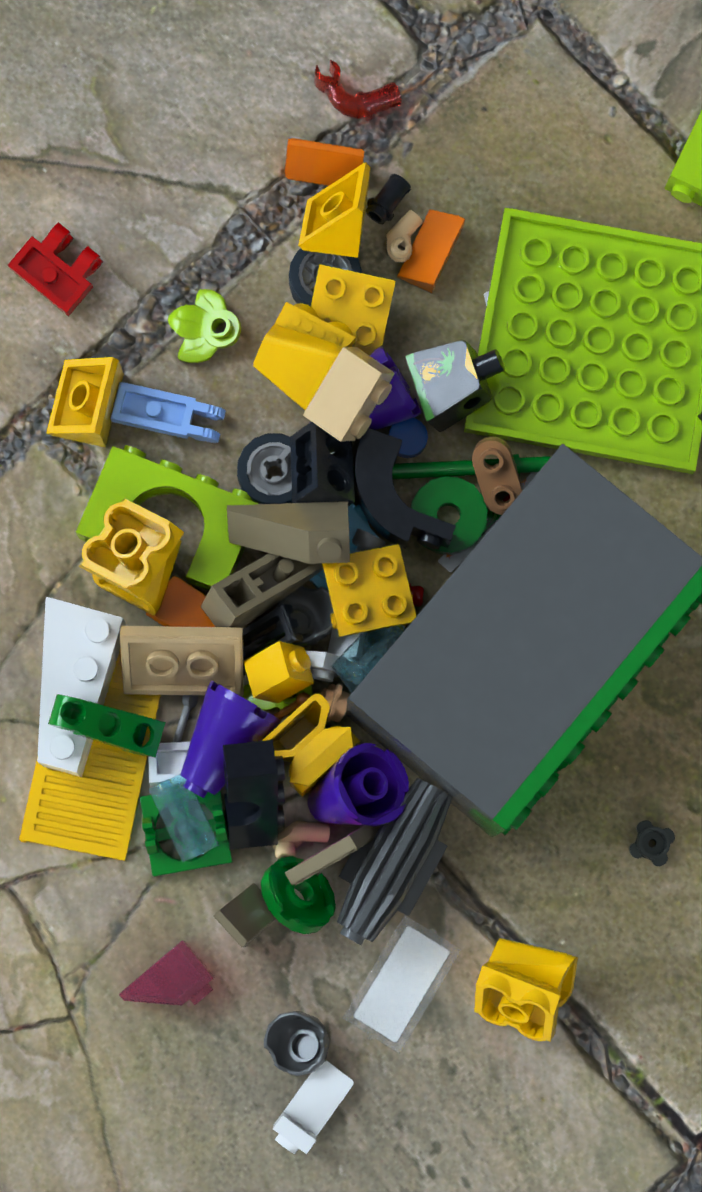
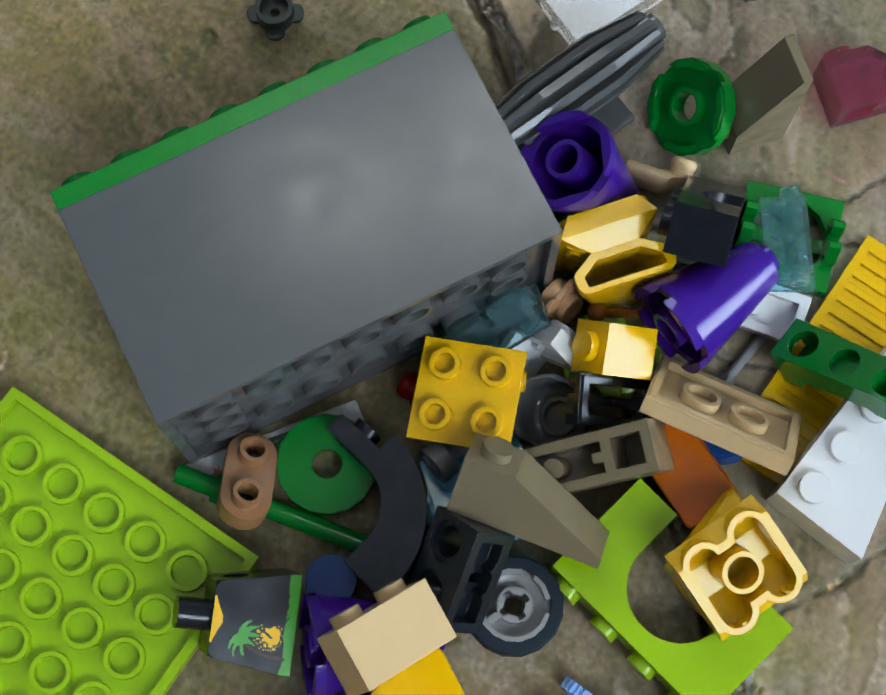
camera: 150 degrees left, 5 degrees down
(332, 854) = (646, 121): dark tan tile -> none

